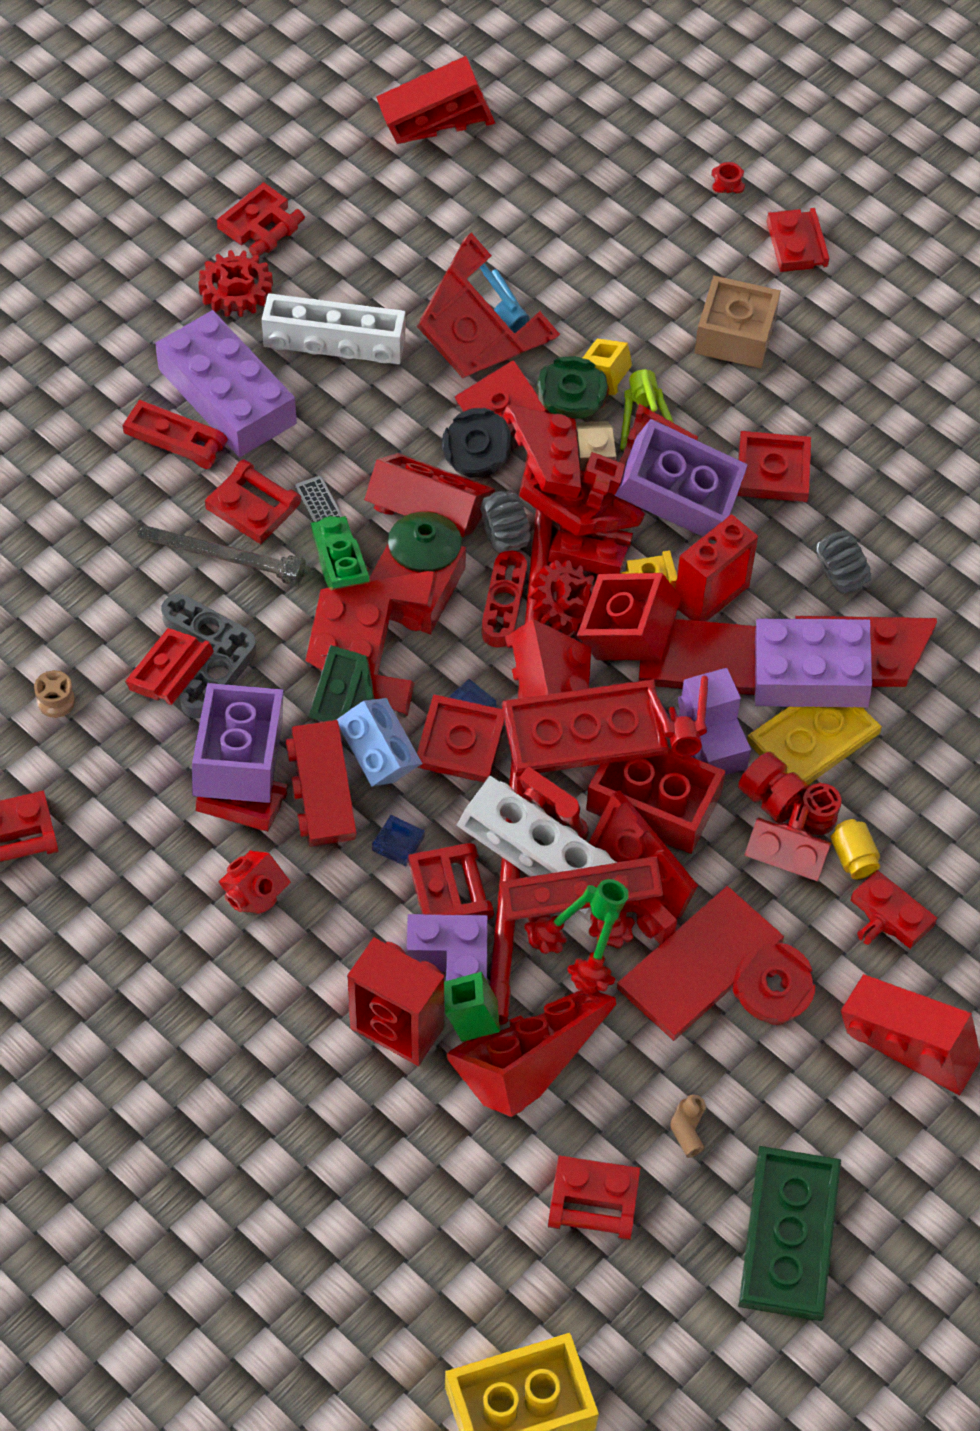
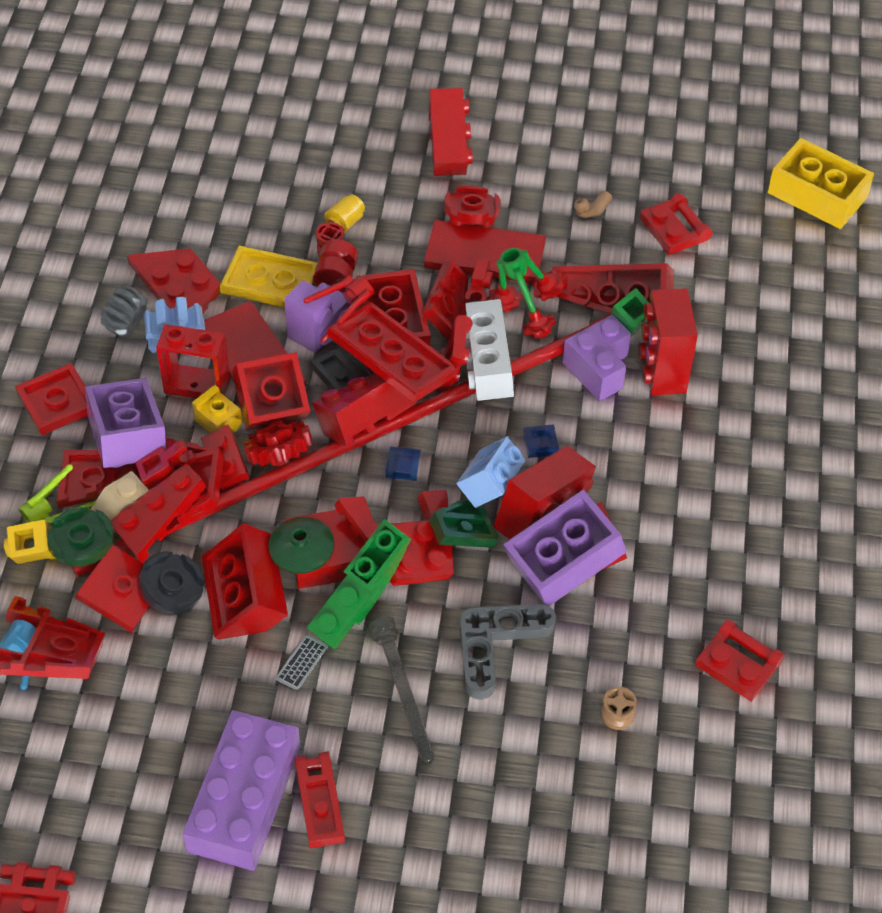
camera: 125 degrees left, 5 degrees down
(169, 666) = (534, 647): red plate -> none
(235, 283) = (110, 855): red gear -> none
(246, 510) = (351, 702): red plate -> none
(253, 882) = (645, 474): red brick -> none
(334, 328) = (131, 743): white brick -> none
(437, 885) = (556, 397): red plate -> none
(460, 738) = (438, 444): red plate -> none
(500, 585) = (294, 503): red beam -> none
(505, 521) = (239, 507): dark grey gear -> none
(557, 891) = (505, 303): red tile -> none
(783, 586) = (176, 316): none -> light blue gear
(789, 845) = (371, 243): plate -> none
(790, 1233) = (610, 140): dark green tile -> none
(812, 663) = (229, 281): medium lavender brick -> none
(891, 911) = (371, 184): red plate -> none

